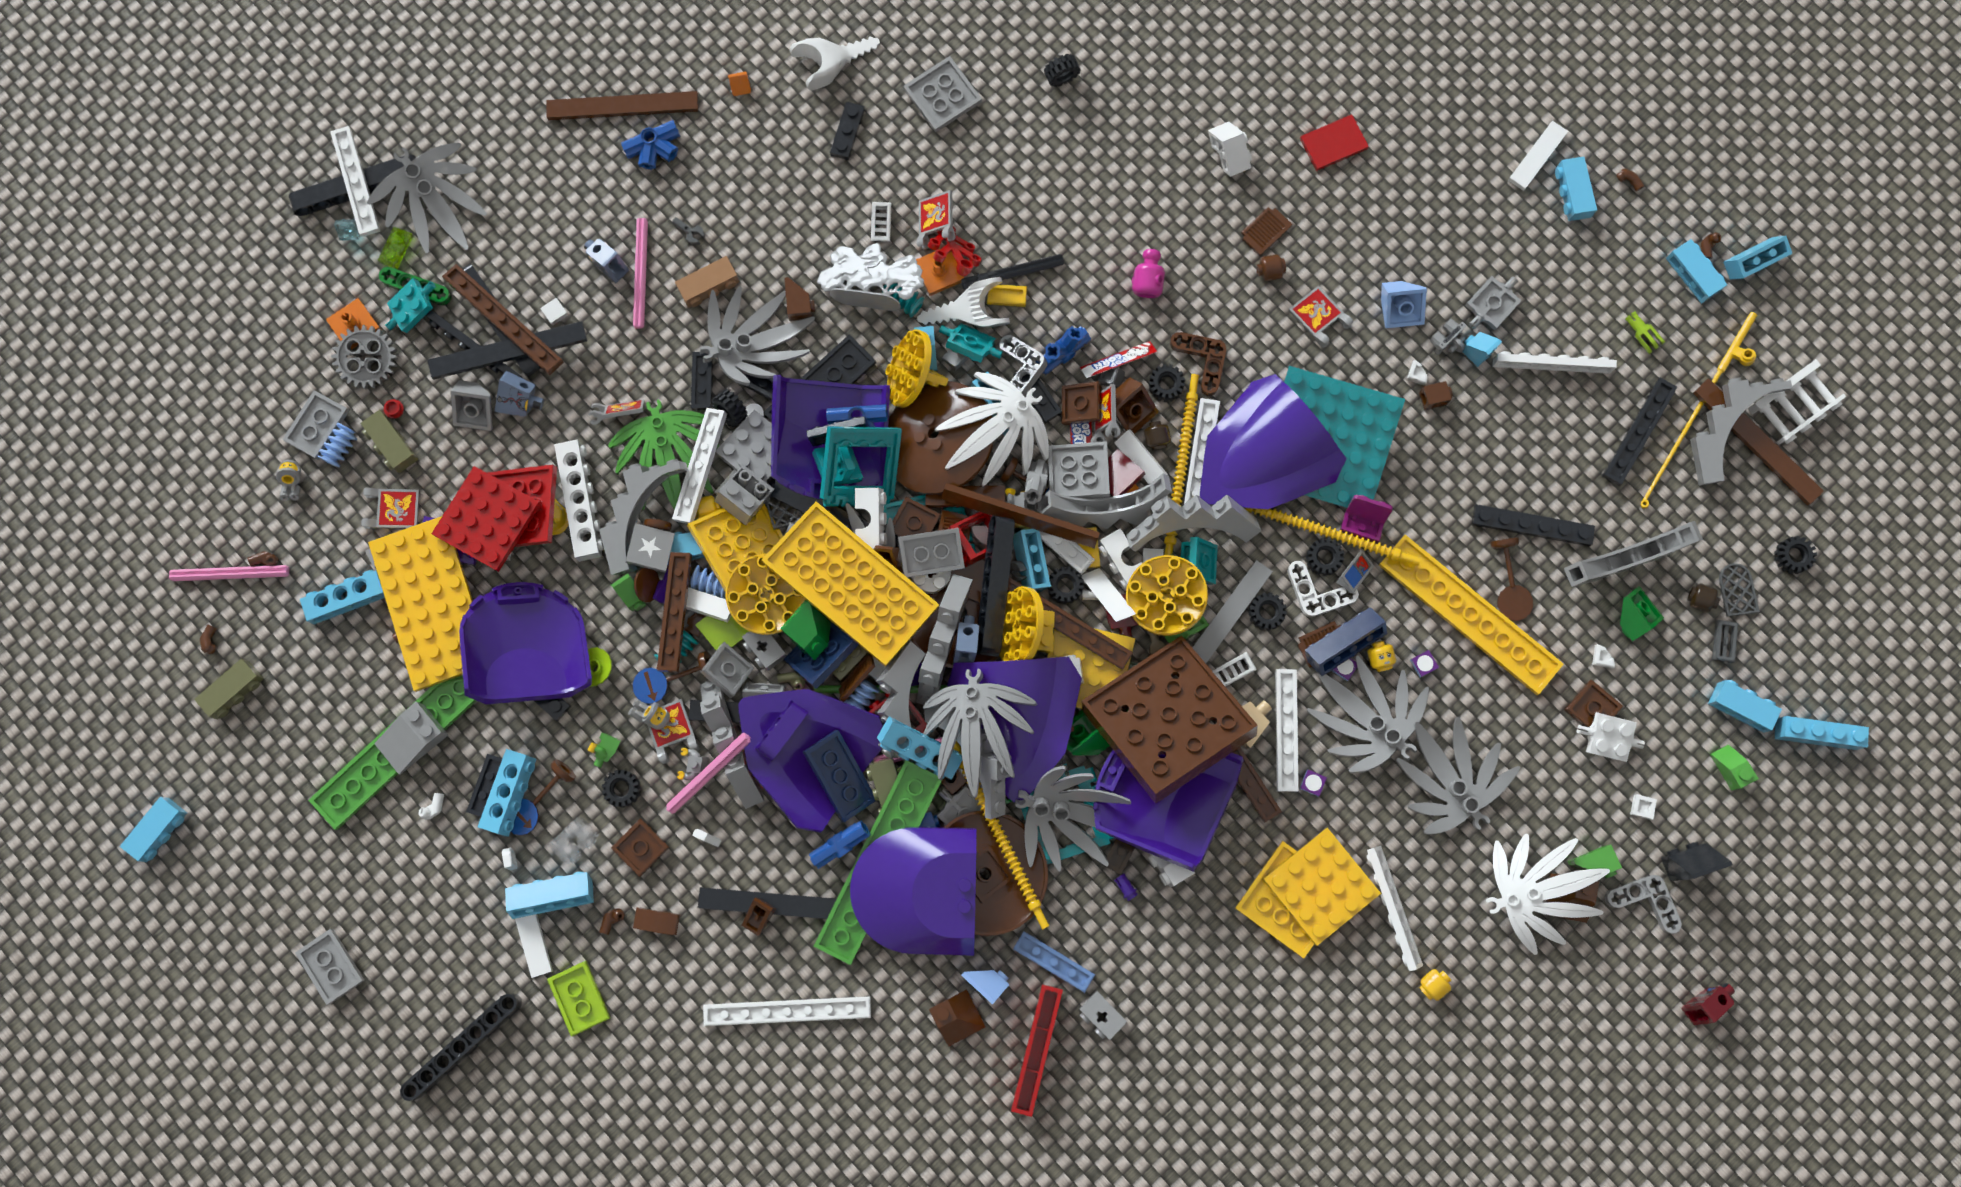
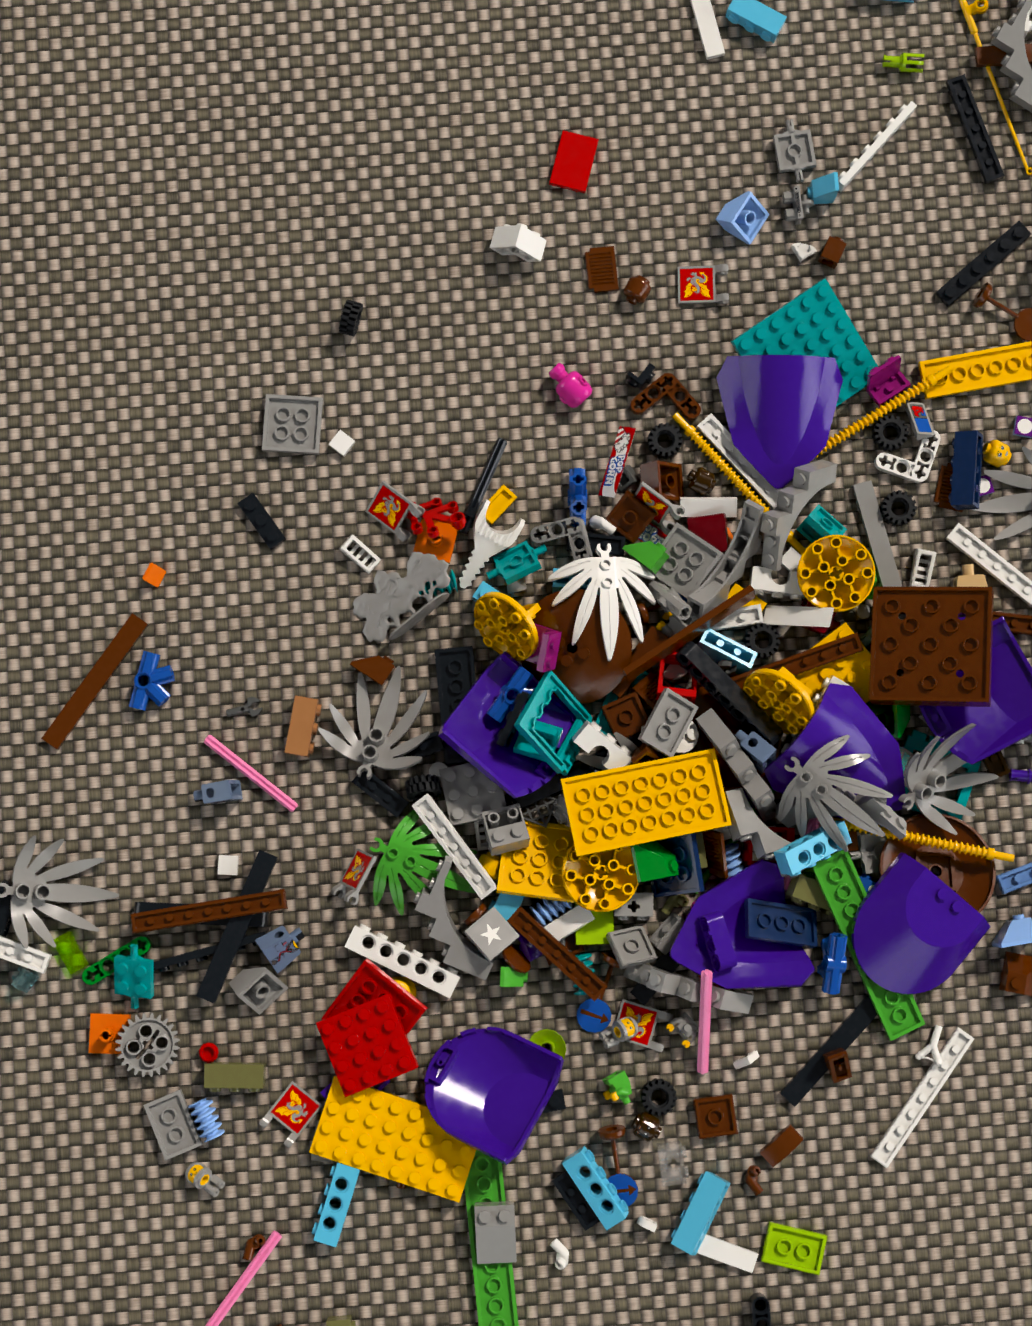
camera: 60 degrees left, 5 degrees up
(588, 796) = (646, 1126): none -> dark brown head
(829, 57) = (190, 485): white animal -> none
(835, 987) = (932, 1047): none -> white piece
(915, 412) = (547, 649): none -> magenta bracket
(958, 142) = (342, 443): none -> white tile
(1057, 384) = (600, 523): none -> white arm
(1060, 438) = (648, 554): none -> bright green slope
(1205, 327) = (646, 376): none -> black bracket

